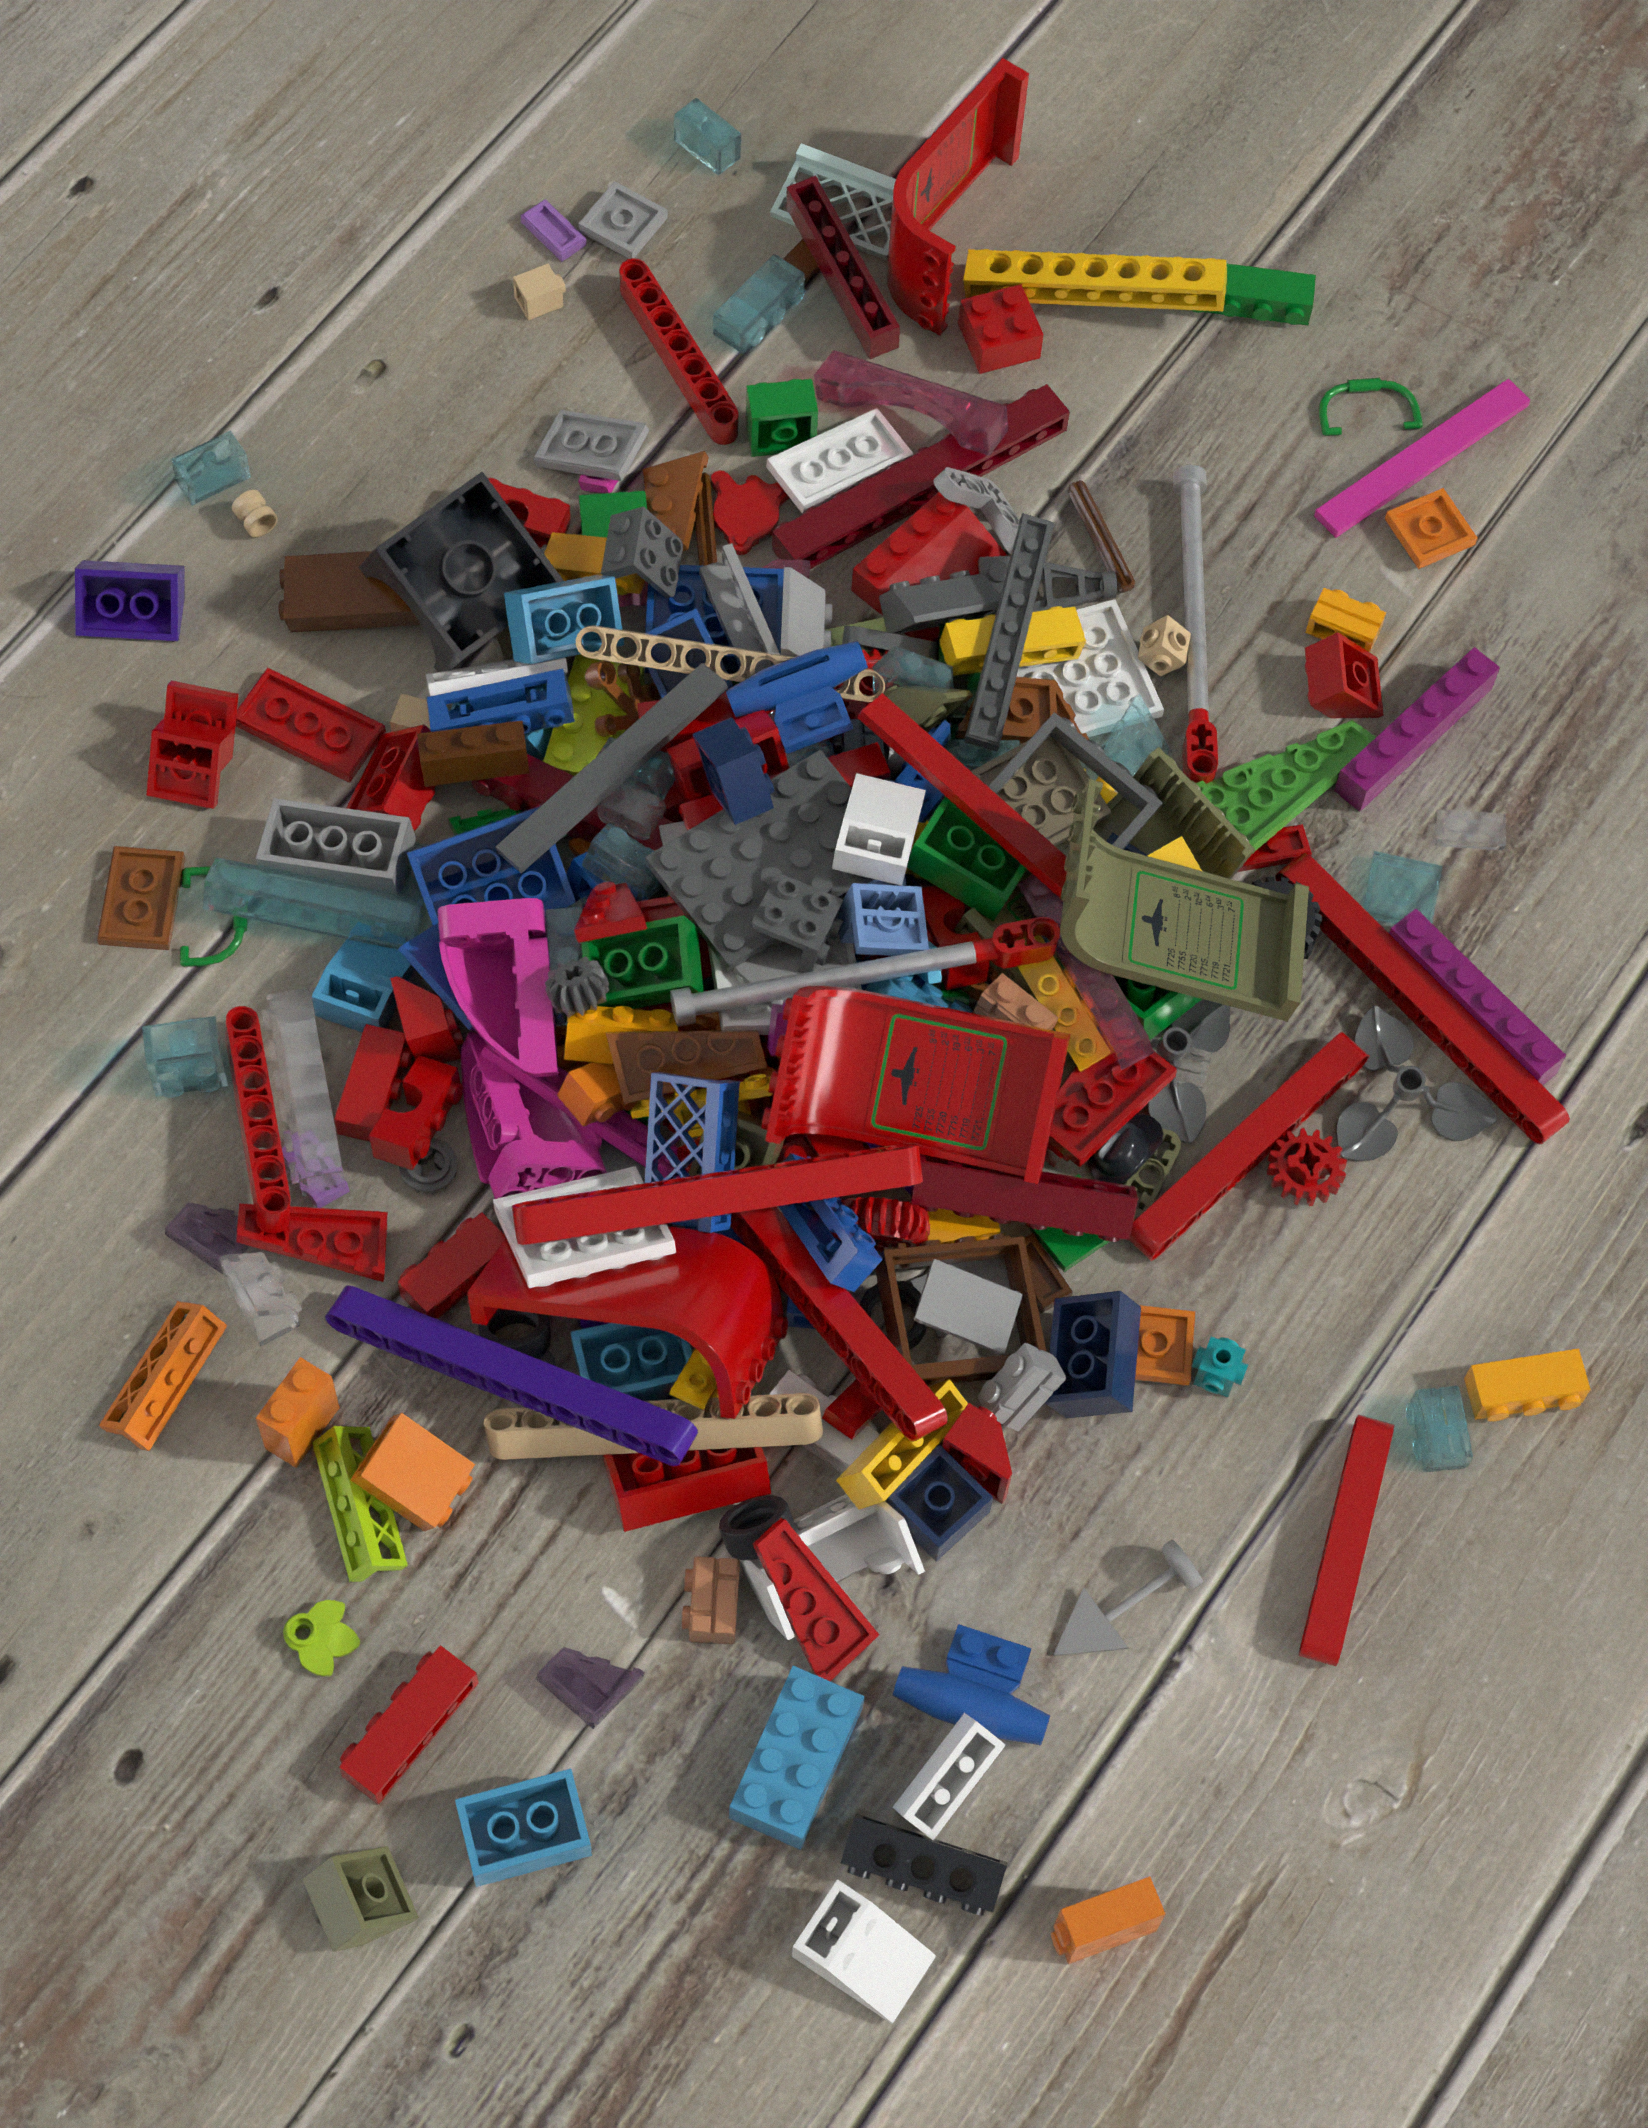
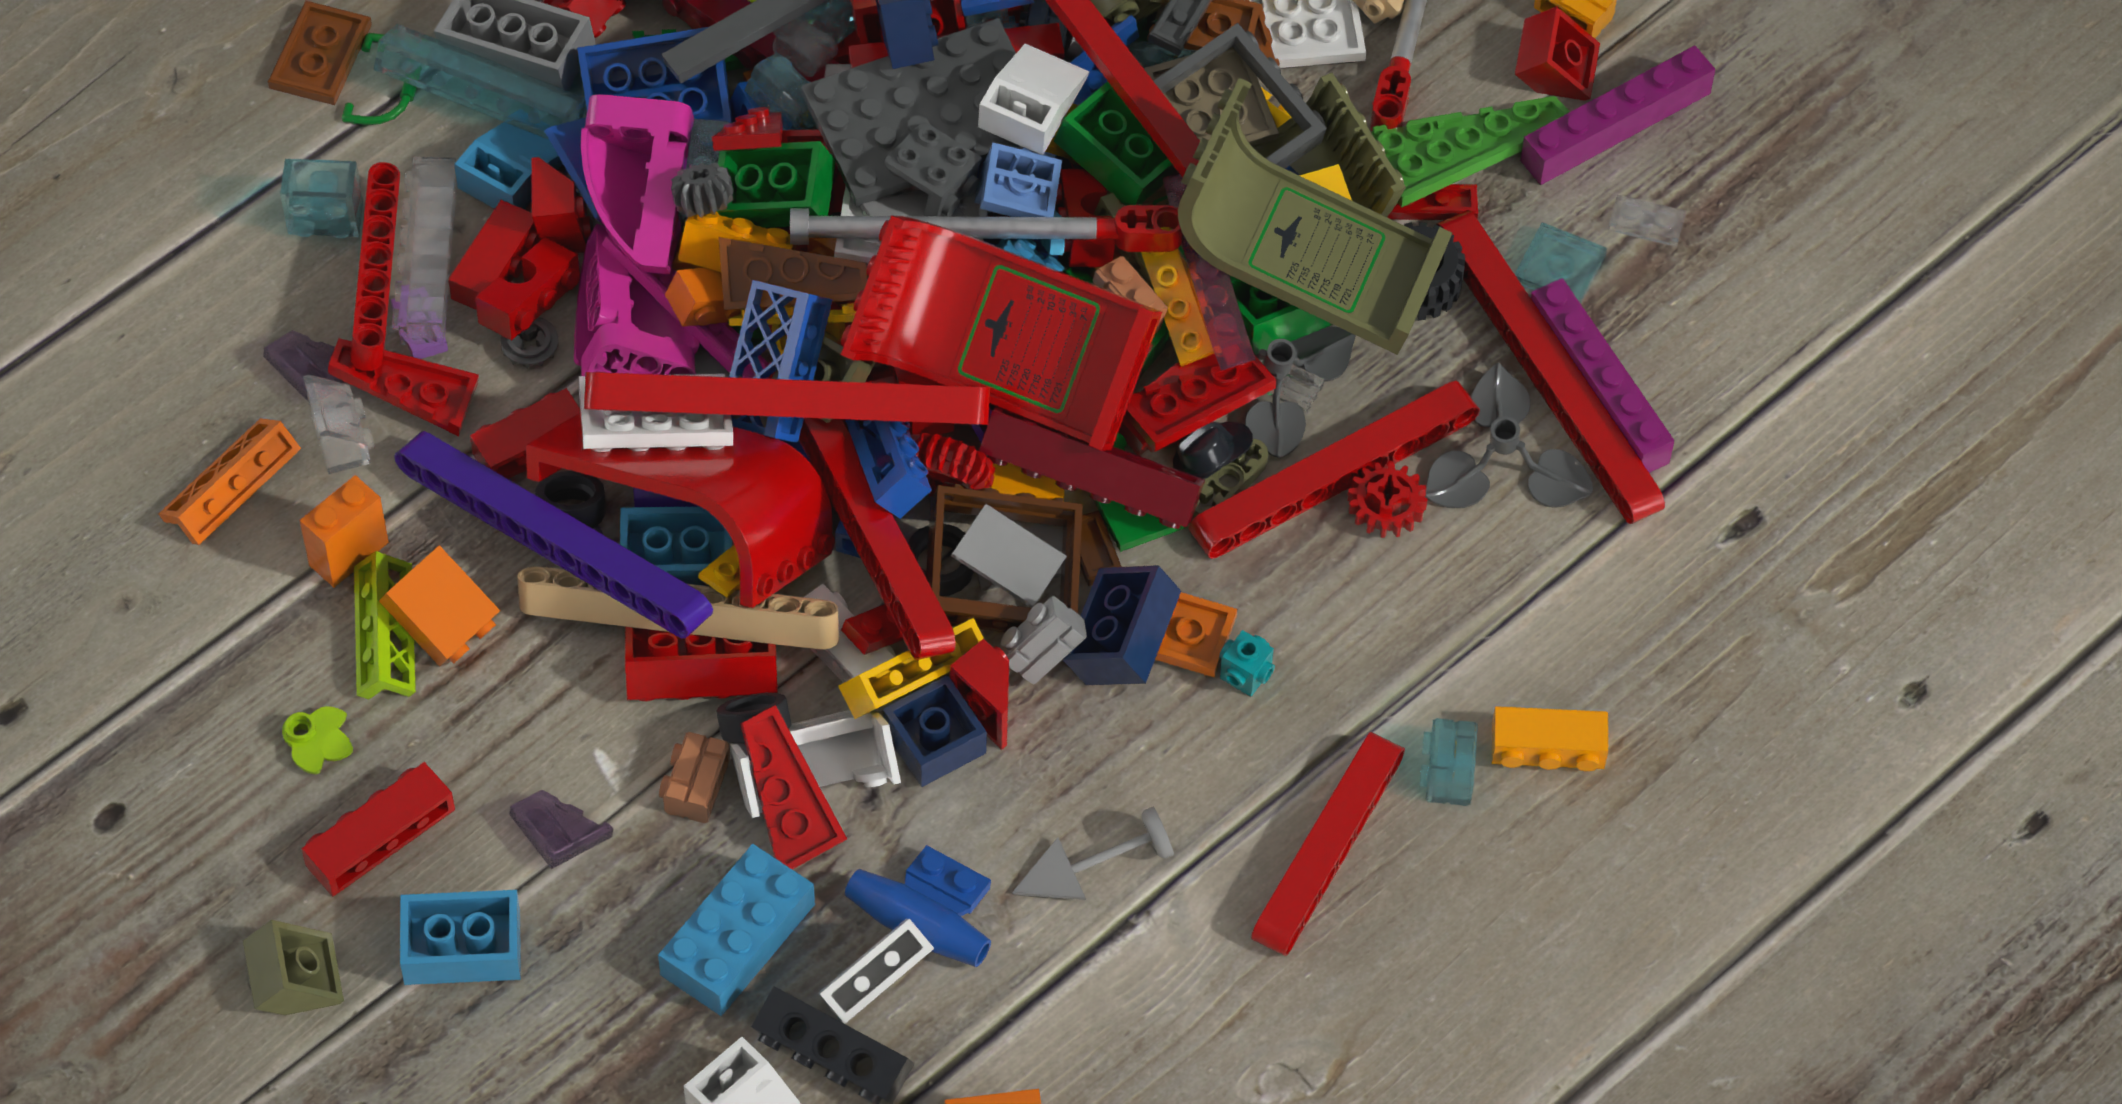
camera: 15 degrees right, 5 degrees down
(1134, 736) = (1331, 58): clear light blue wing -> none

